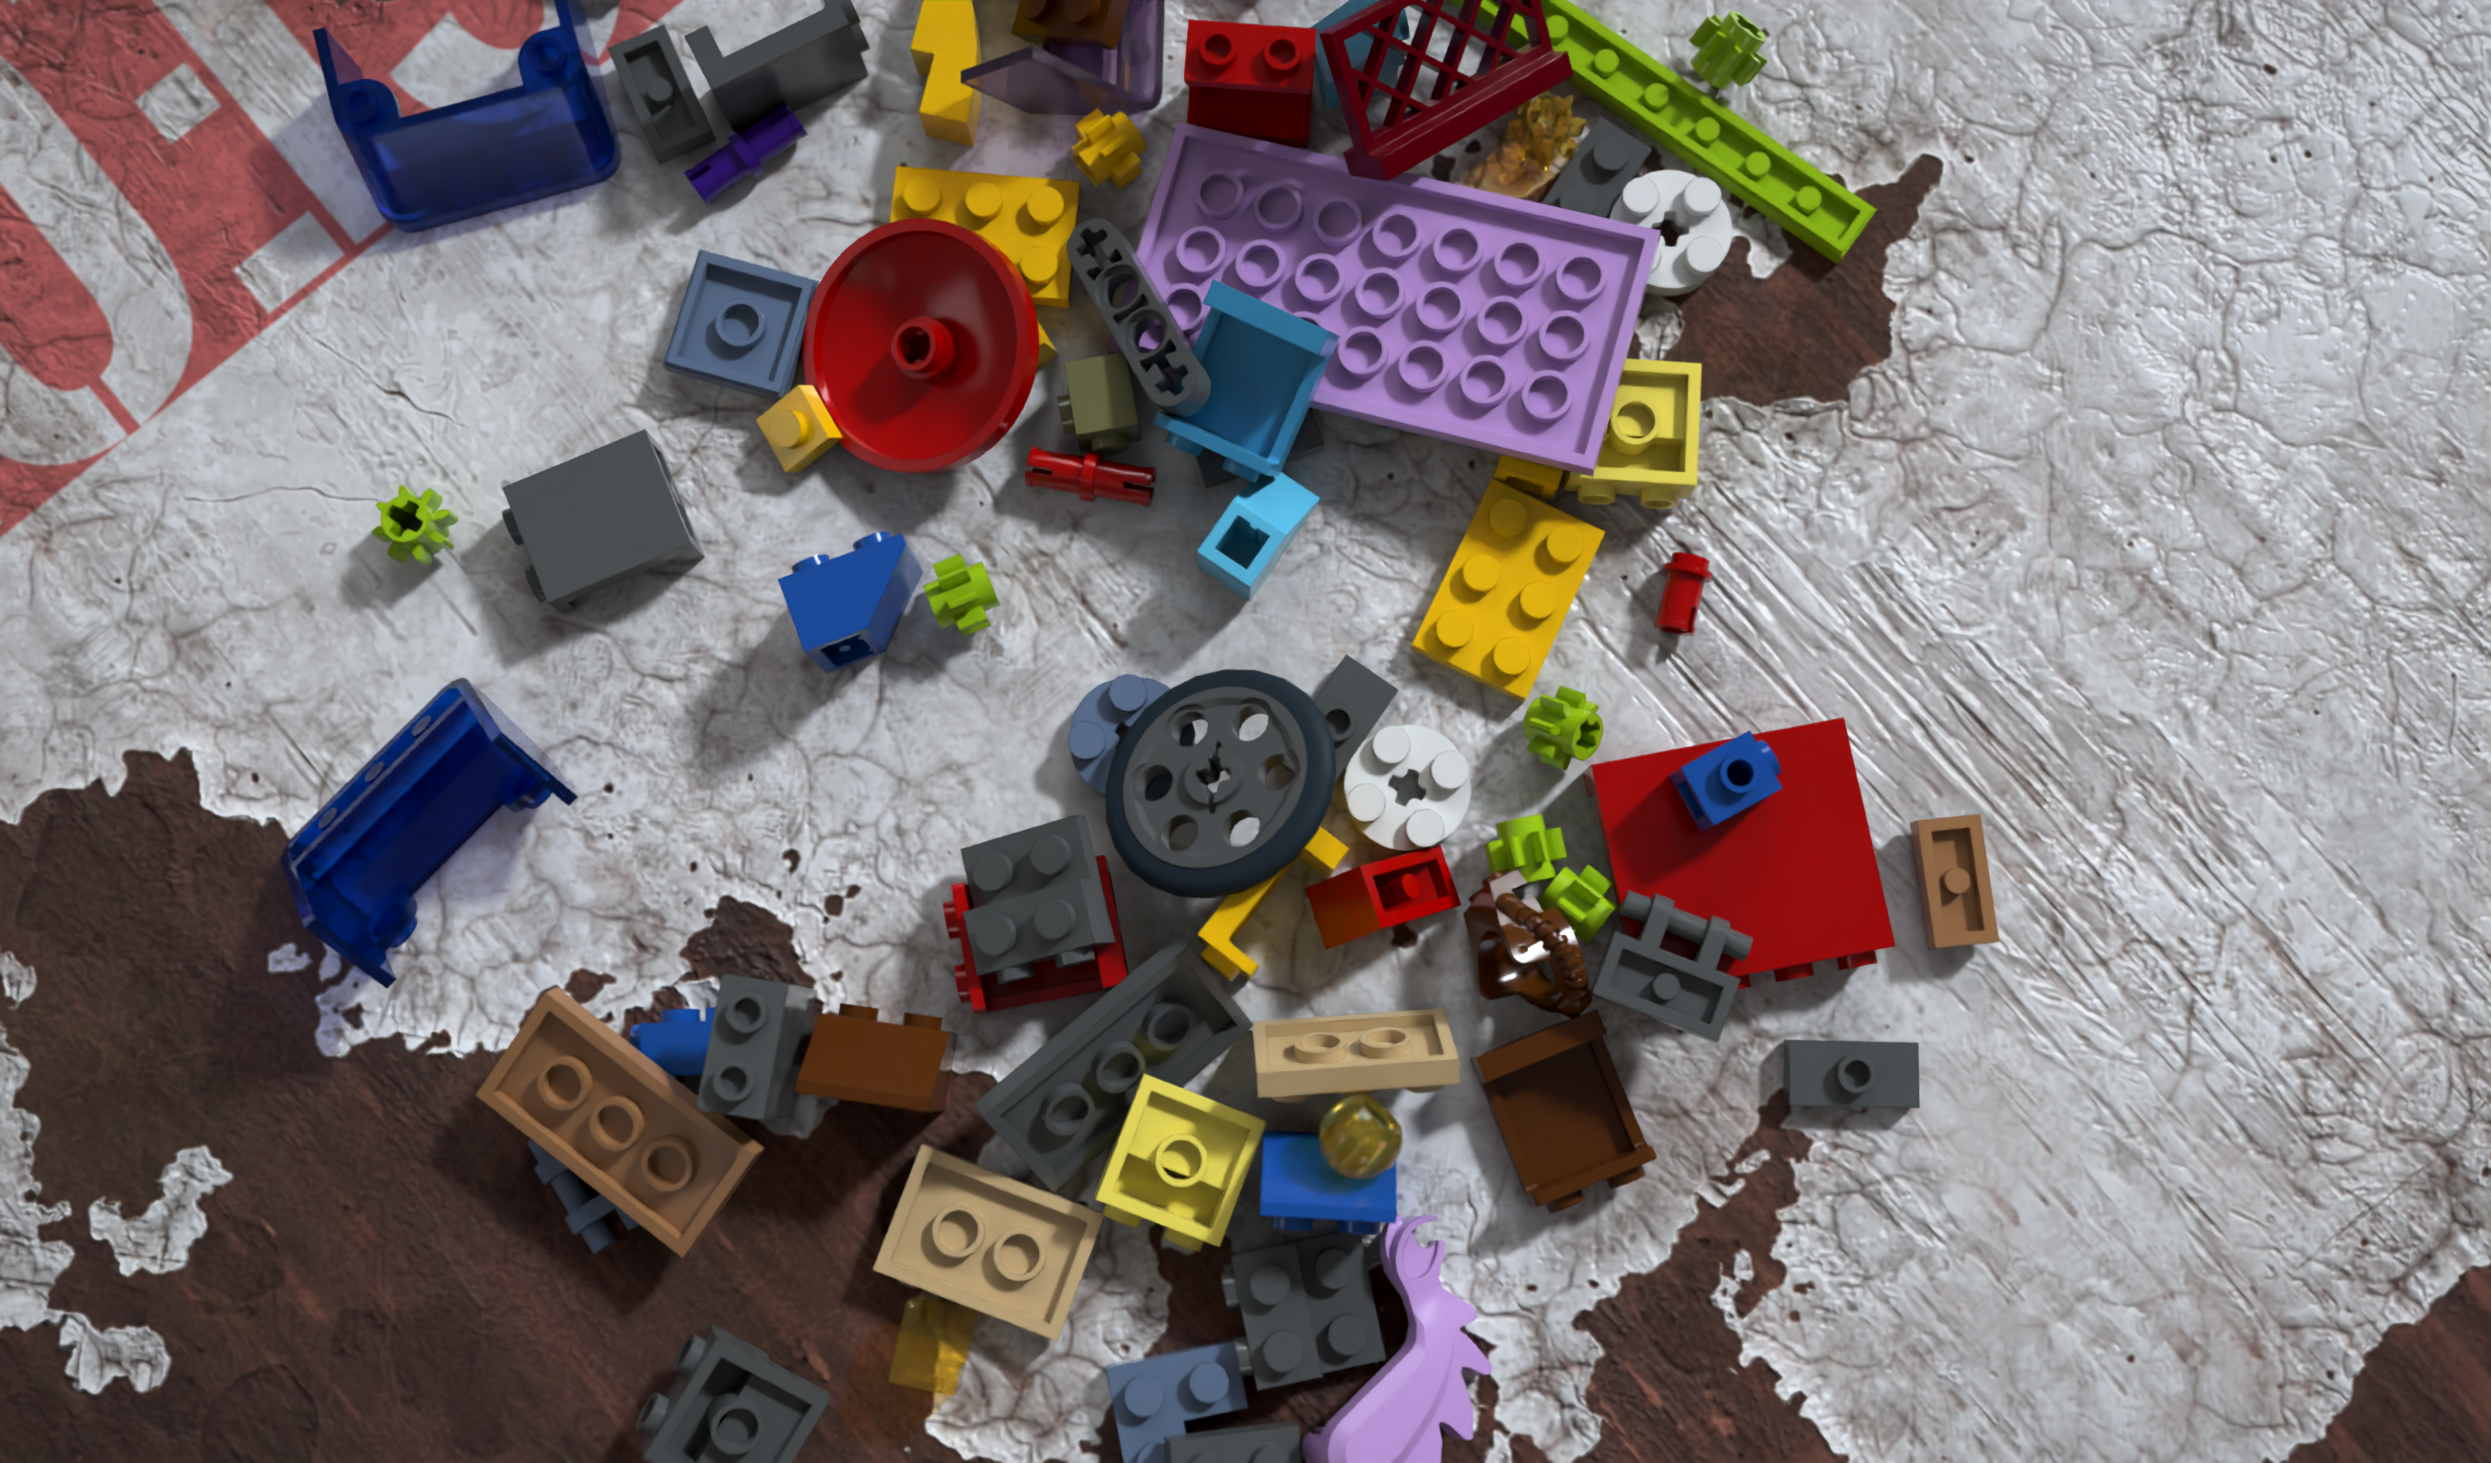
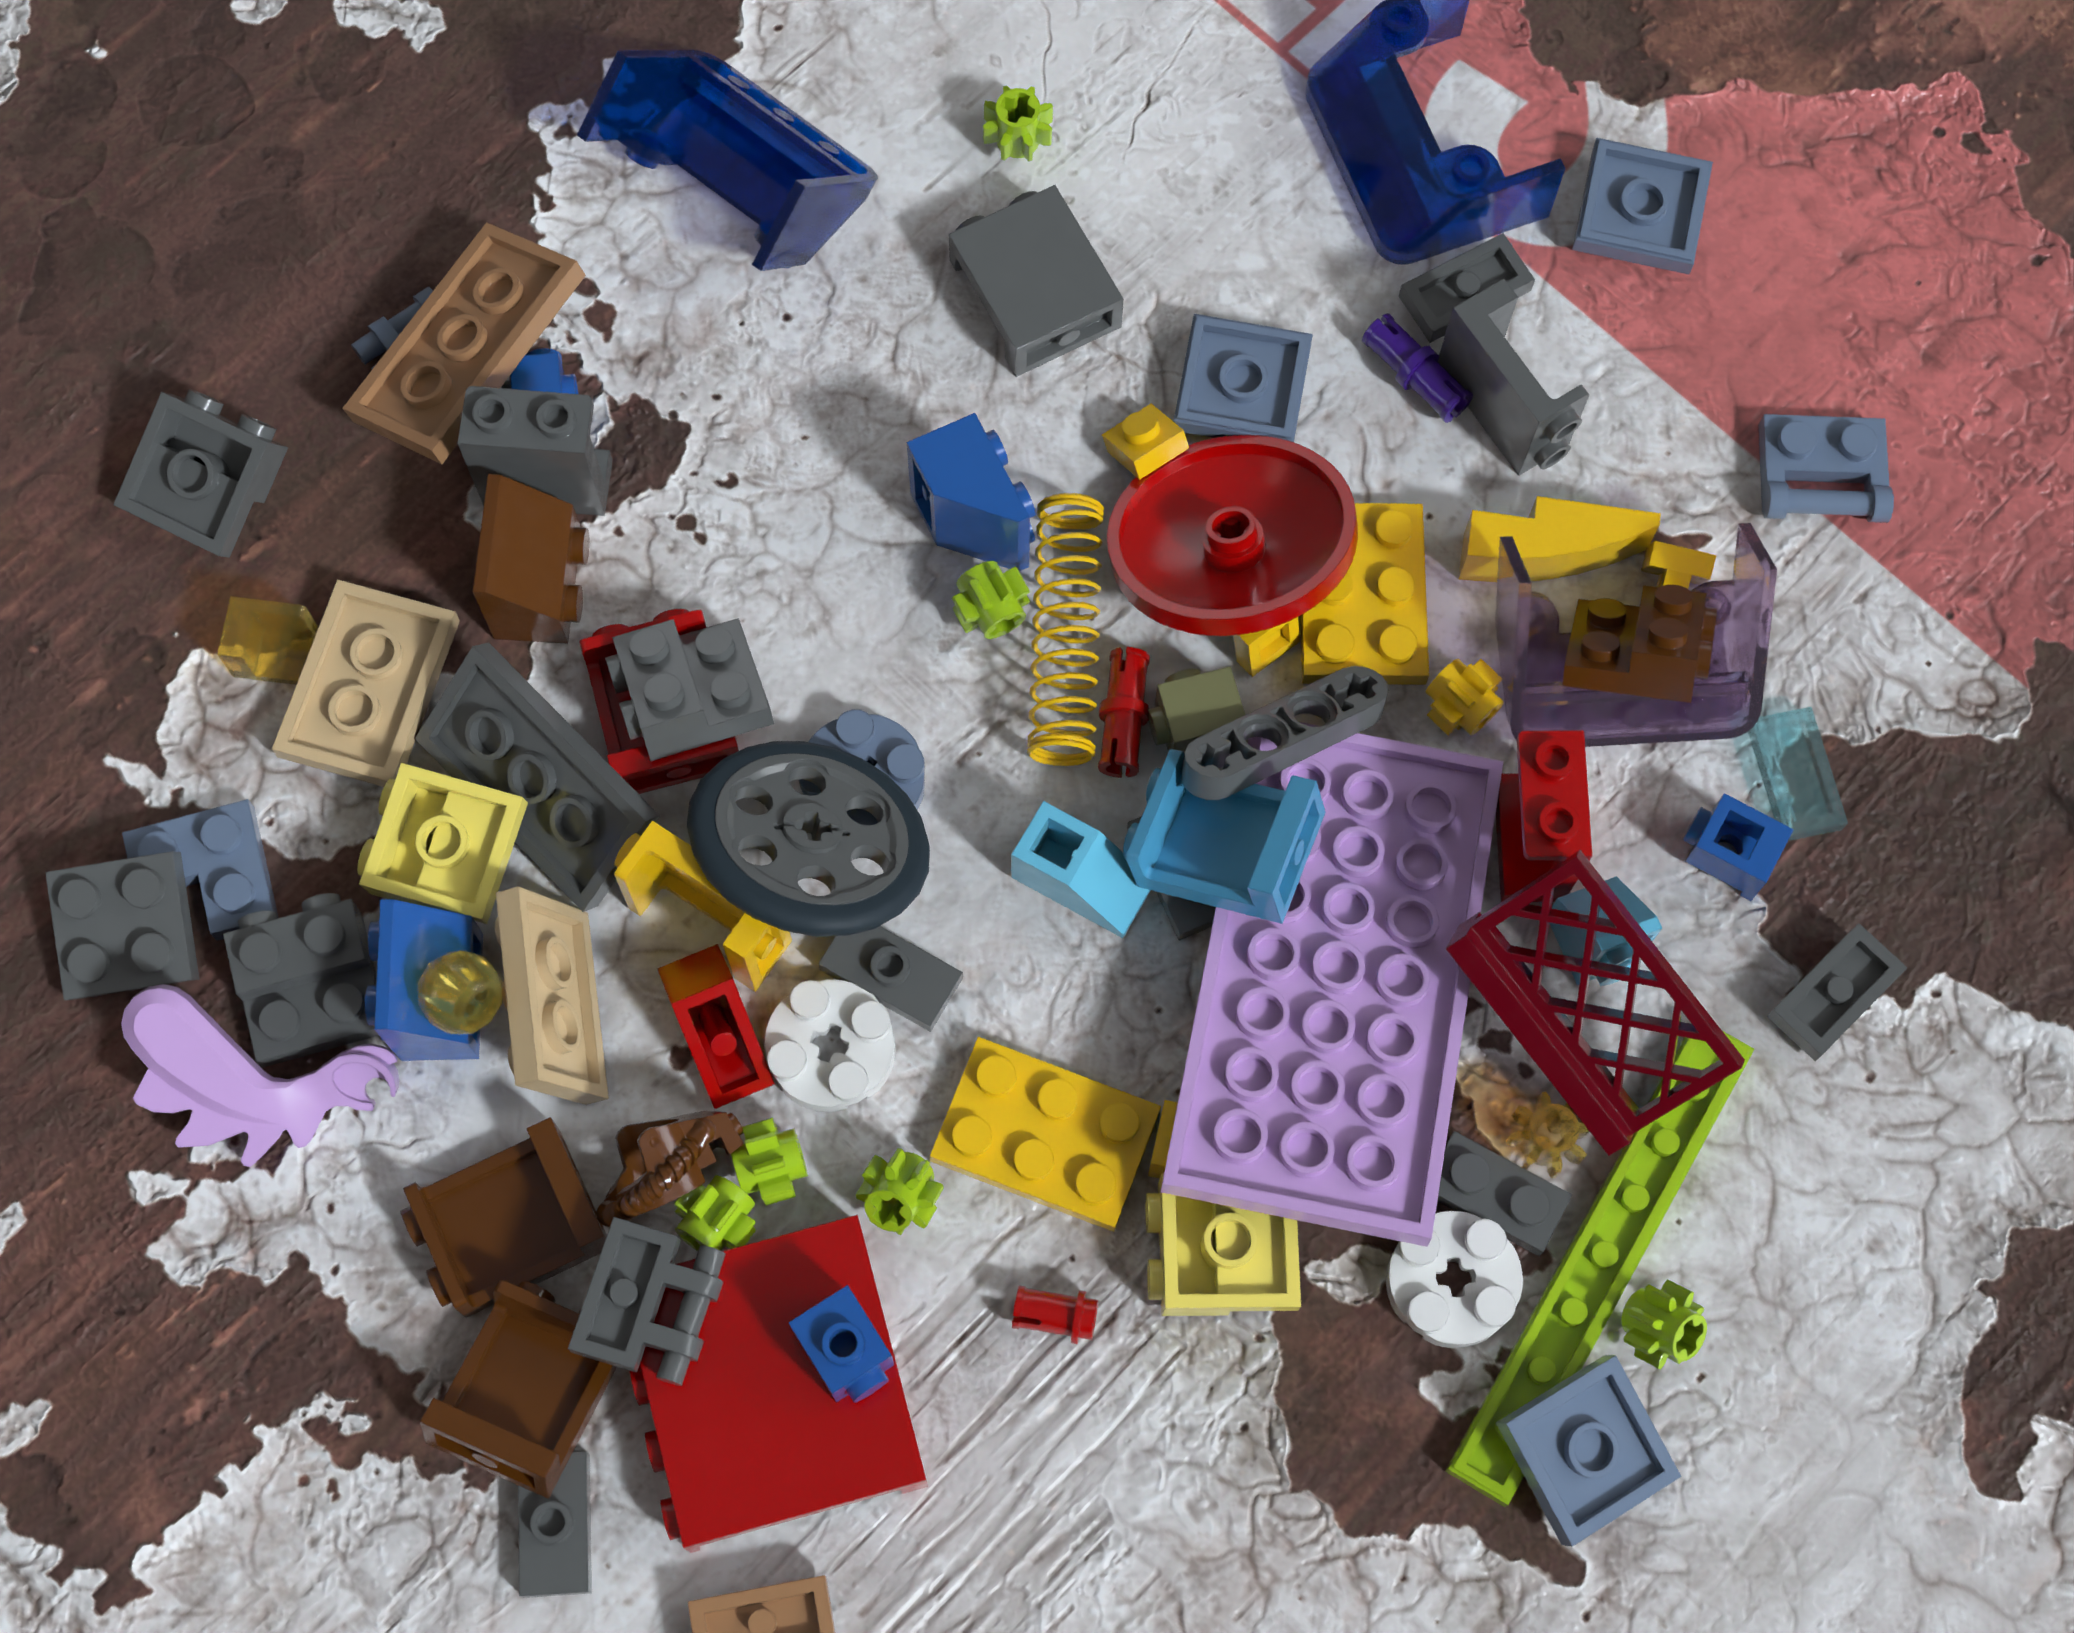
camera: 85 degrees right, 10 degrees down
(873, 519) = (1058, 736): none -> yellow piece
(1732, 1099) = (519, 1392): none -> reddish brown panel
(1837, 130) = (1588, 1450): none -> sand blue plate

